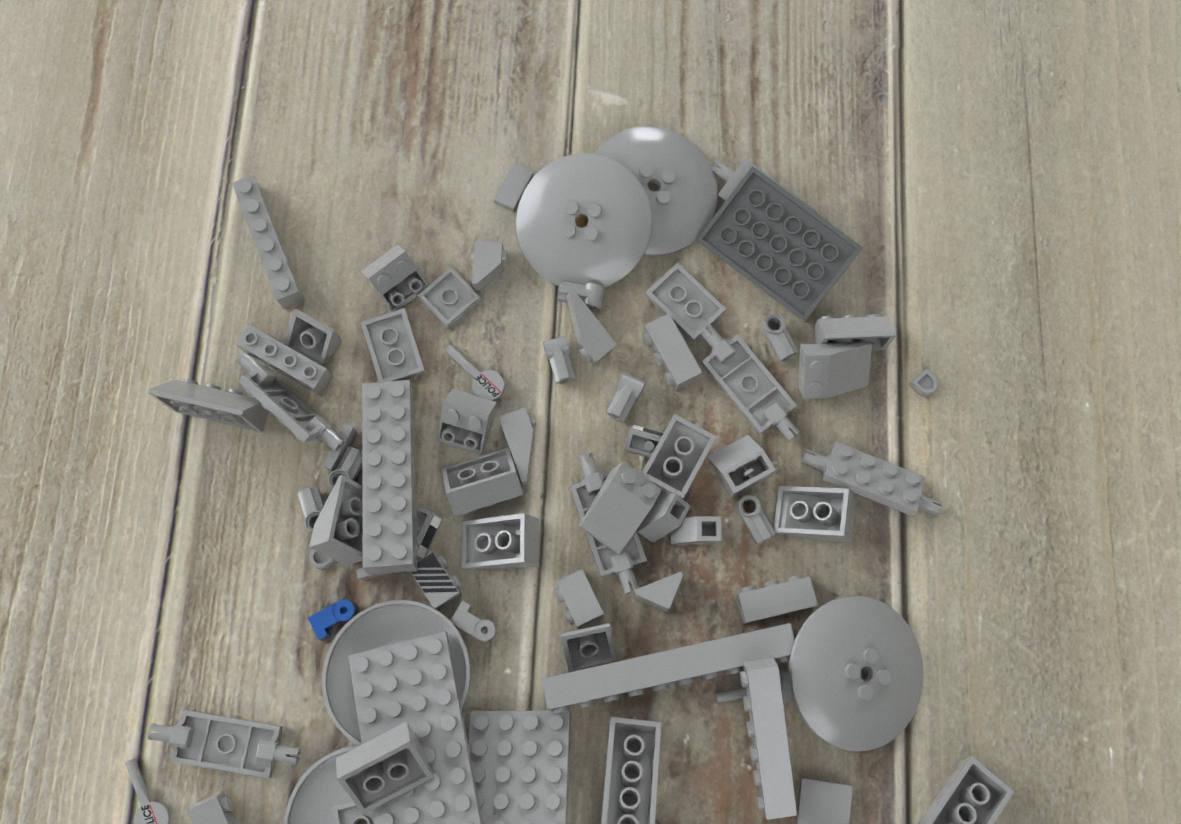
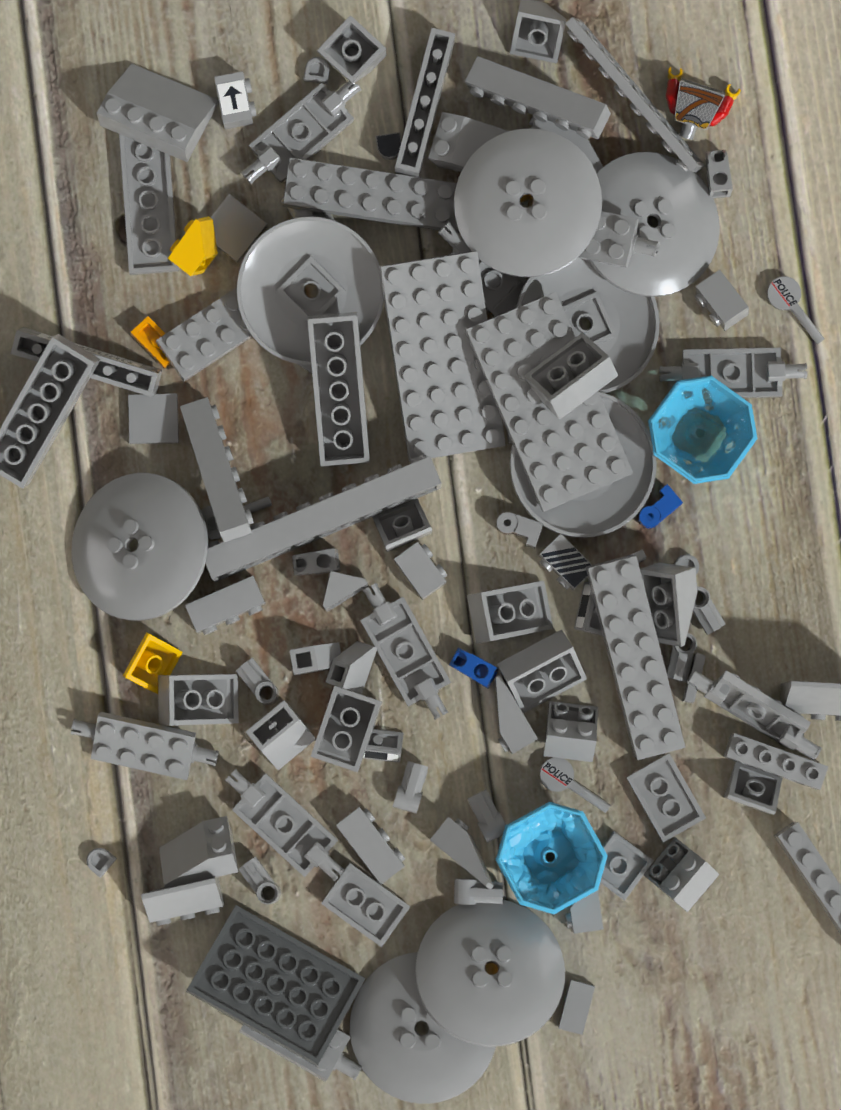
camera: 165 degrees right, 10 degrees up
(244, 683) = (715, 410): none -> clear light blue rock
(503, 287) = (569, 876): none -> medium azure rock
(546, 496) = (474, 667): none -> blue leg
(620, 507) = (396, 666): light grey slope -> none
(680, 625) = (316, 562): none -> light grey leg
(856, 559) = (150, 660): none -> yellow slope

